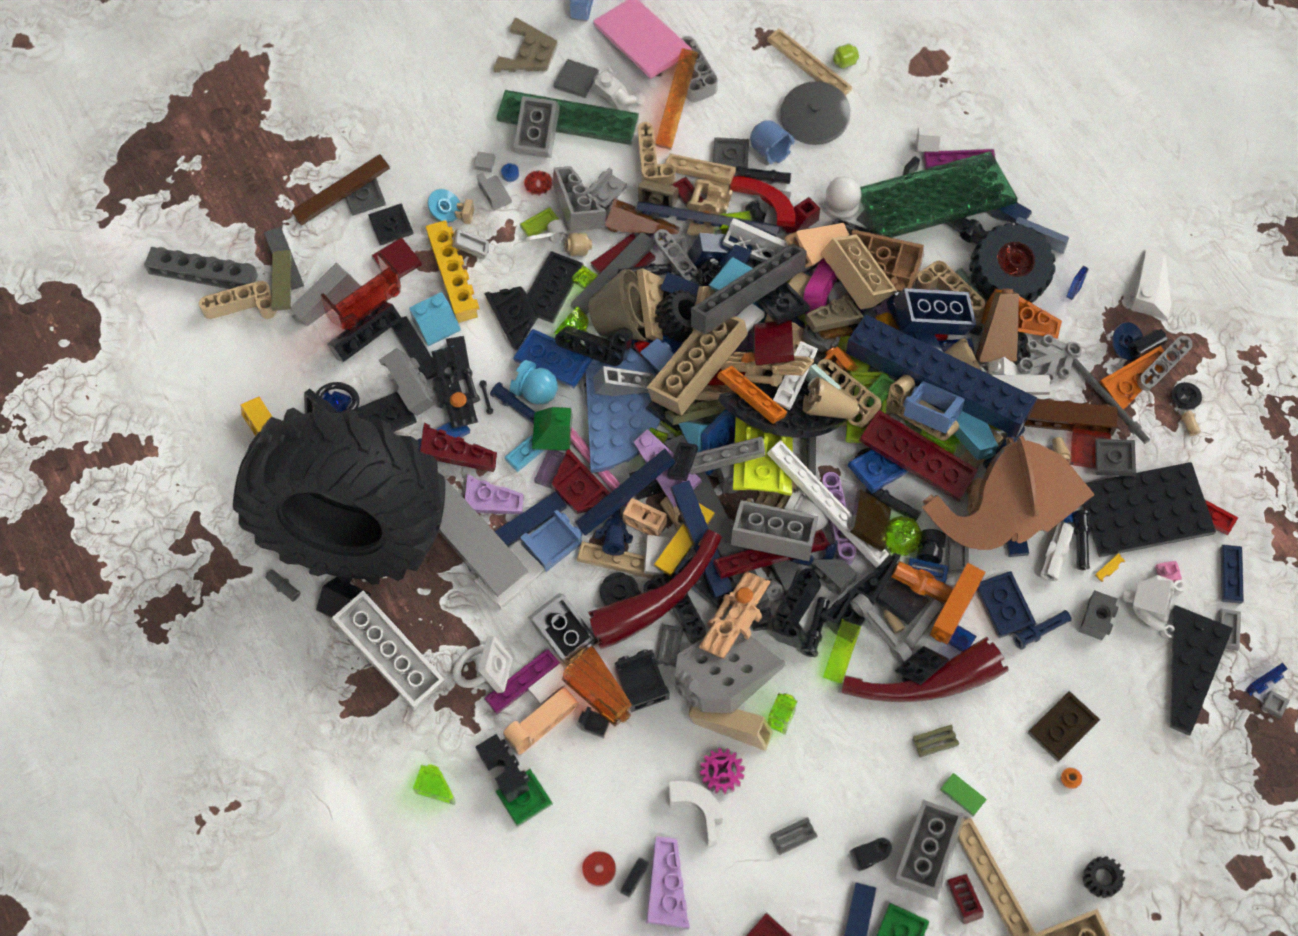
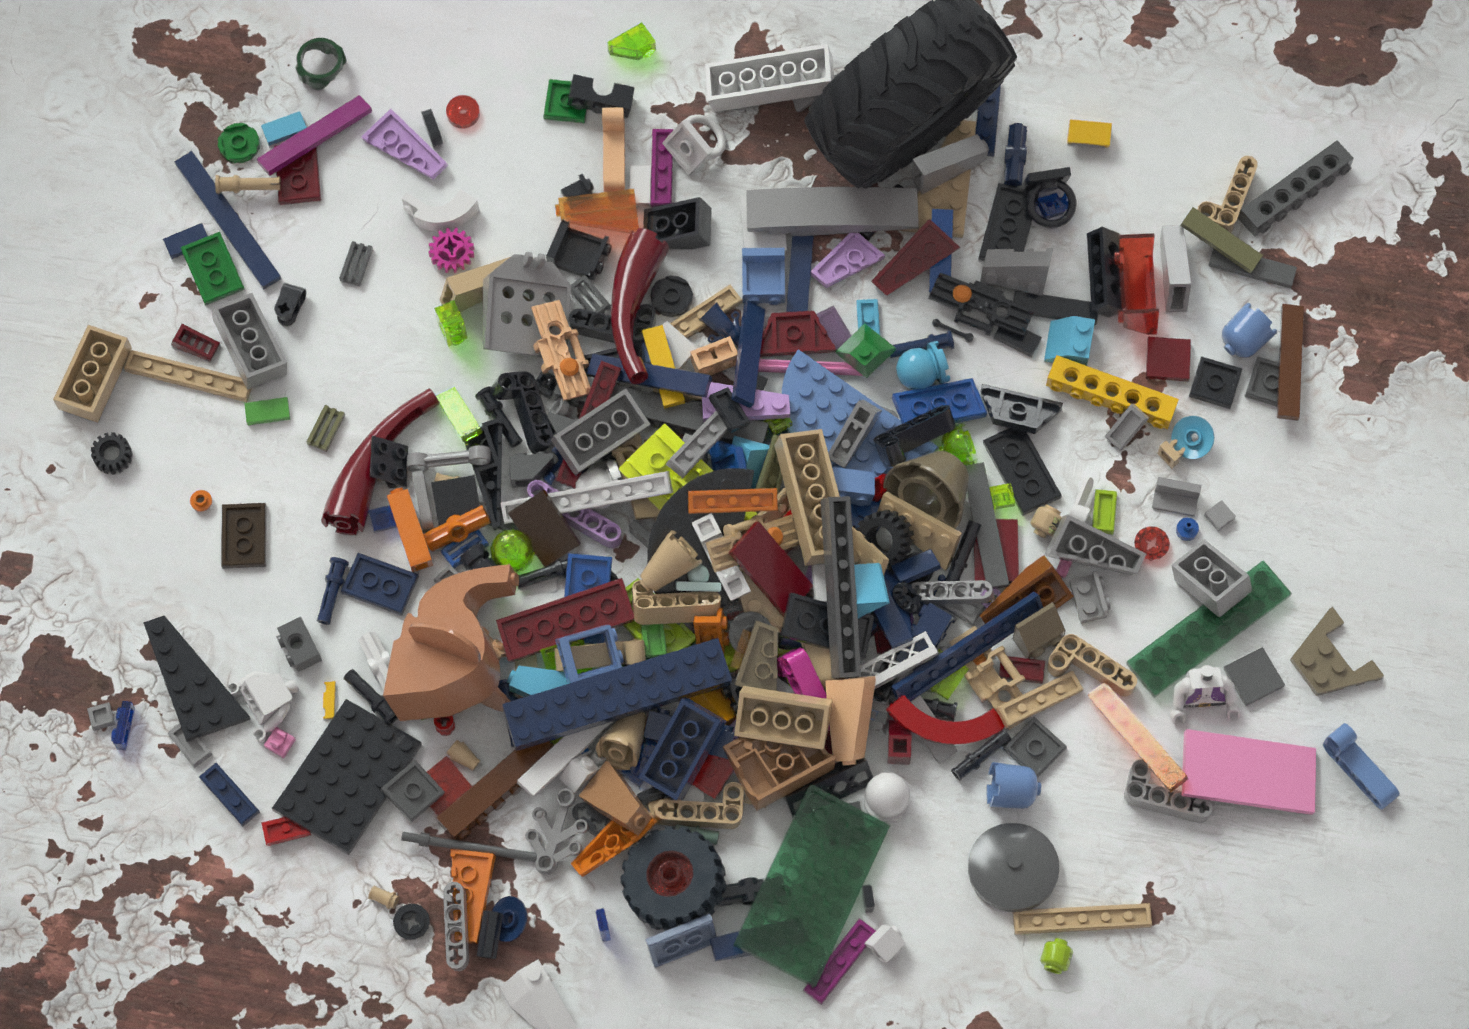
camera: 130 degrees right, 5 degrees up
(341, 222) = (1247, 332): none -> medium blue cylinder

